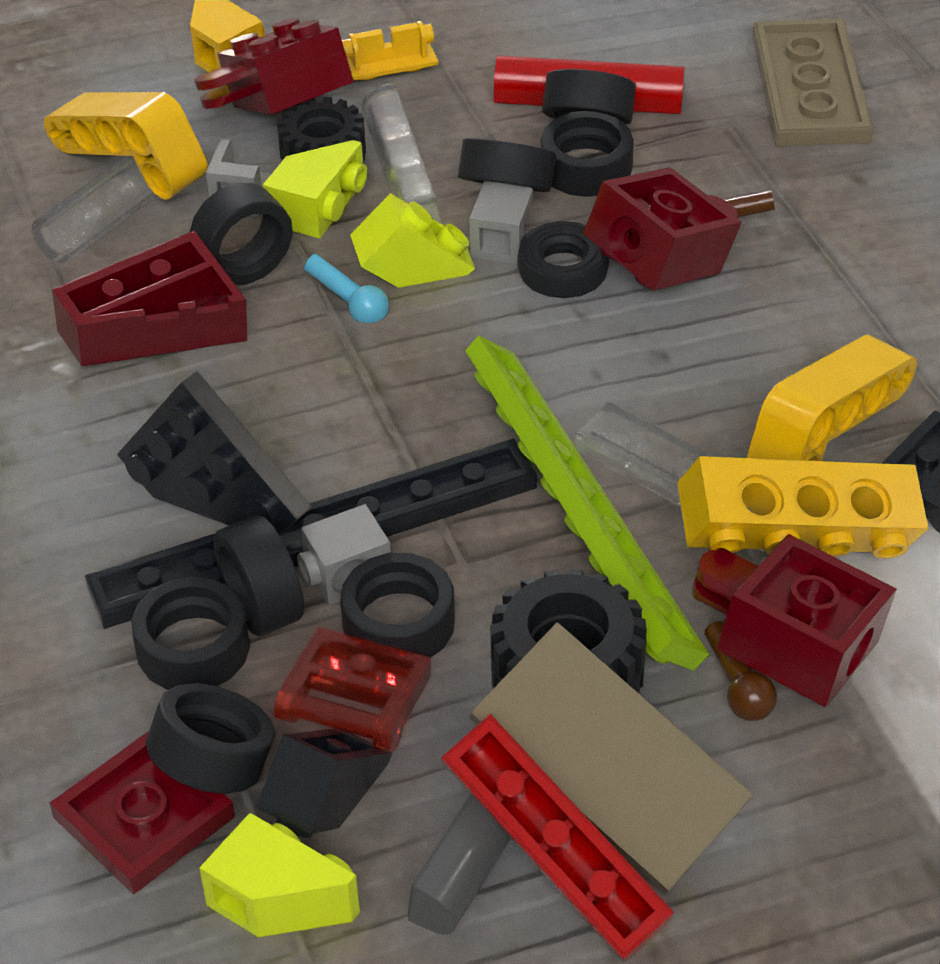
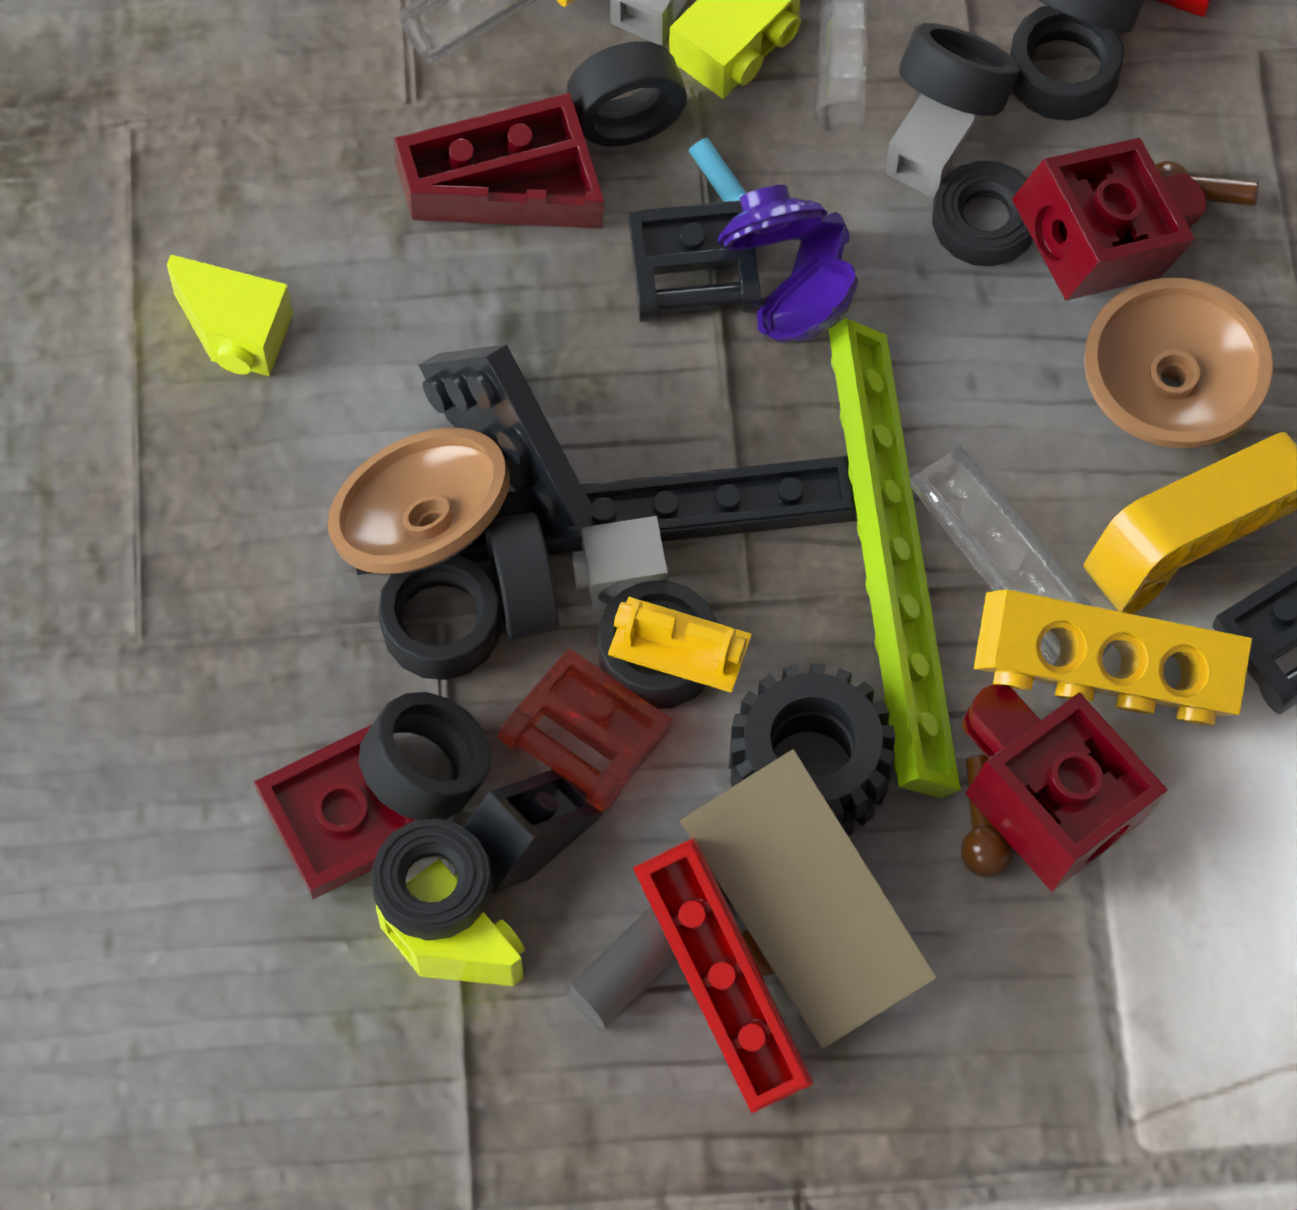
camera: 15 degrees right, 20 degrees up
(149, 538) = (419, 501): none -> medium nougat dish
(248, 861) = (412, 844): none -> black tyre
(329, 321) = (684, 242): none -> black plate
(408, 278) = (820, 281): none -> dark purple animal
(409, 246) = (816, 154): neon yellow slope -> none
(437, 588) = (679, 644): none -> yellow hinge
(763, 307) = (1184, 334): none -> medium nougat dish

